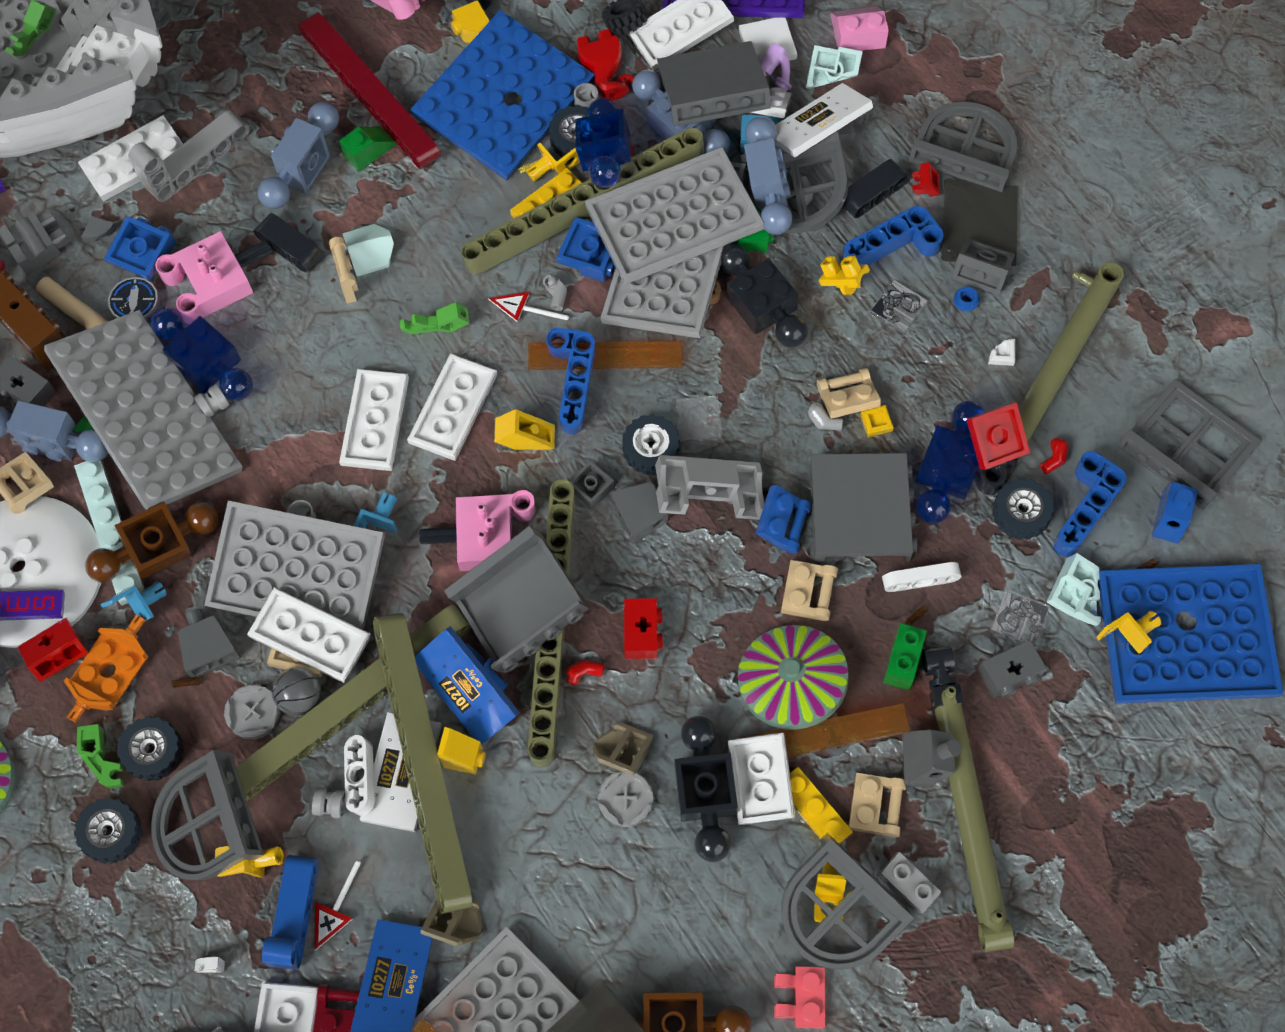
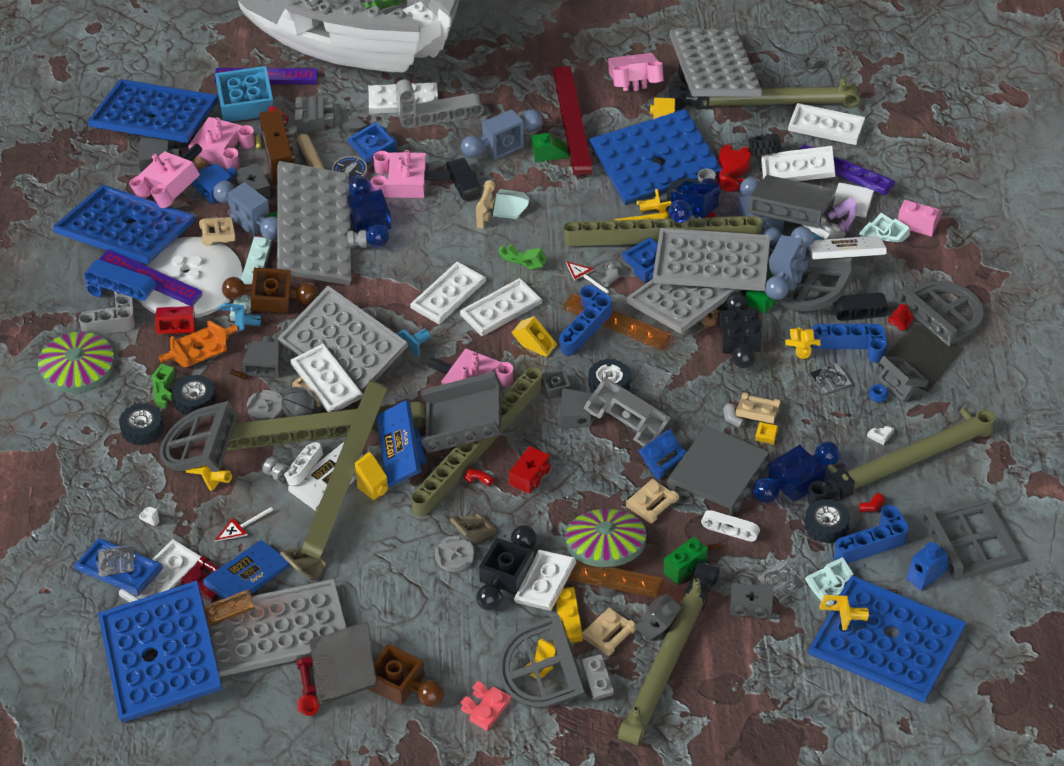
camera: 30 degrees right, 20 degrees down
(292, 914) = (203, 523): blue beam -> none
(998, 435) = (832, 463): red tile -> none

